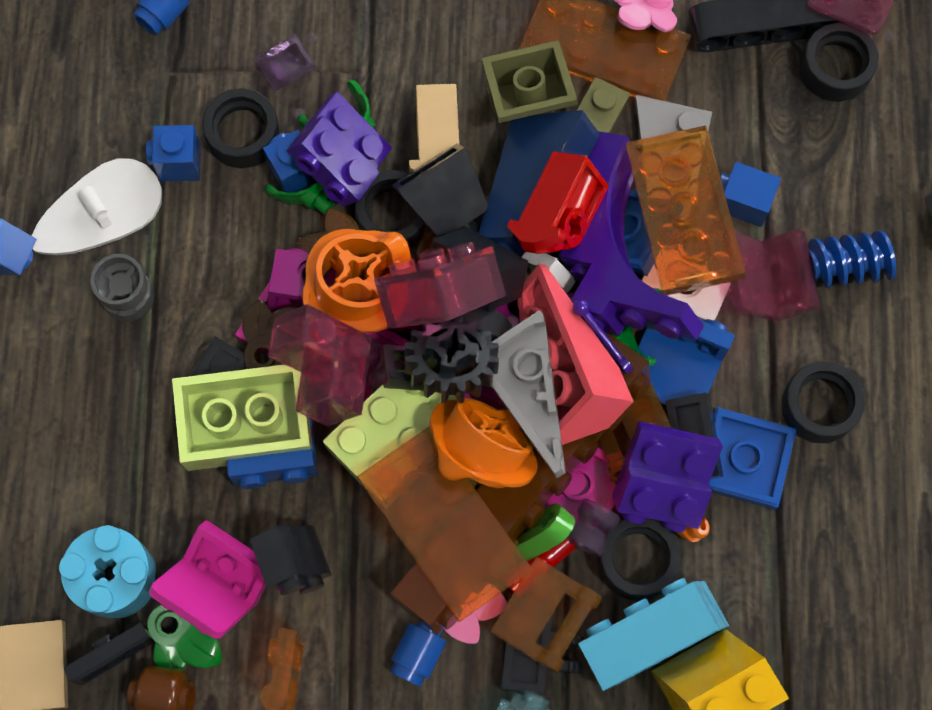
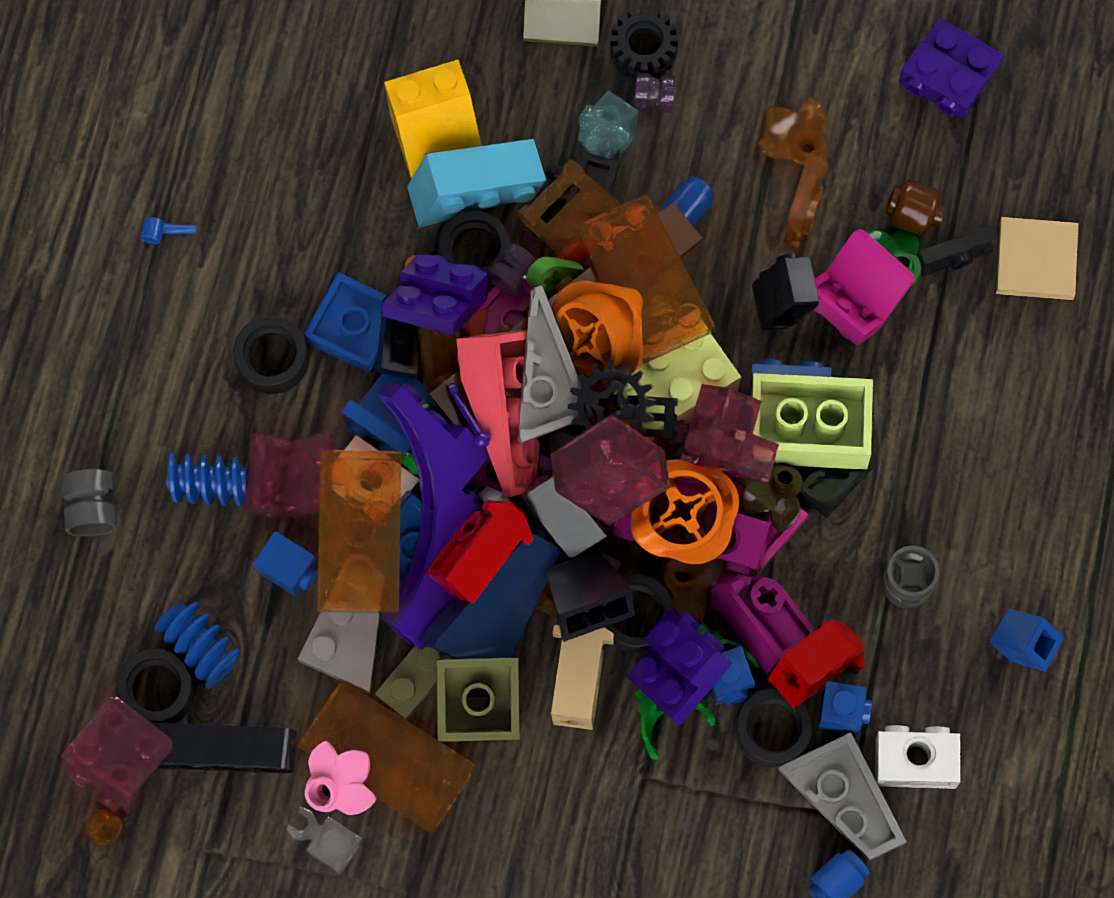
camera: 165 degrees left, 0 degrees up
(79, 112) = (896, 770): none -> white brick
(84, 572) = (958, 297): medium azure brick -> none
(100, 208) = (926, 677): white shield -> none
(159, 80) = (847, 795): none -> light grey wing
(201, 186) = (817, 660): none -> red piece
(253, 209) = (760, 616): none -> magenta piece
(285, 62) = (718, 796): clear purple slope -> none
(810, 105) = (198, 643): none -> blue piece

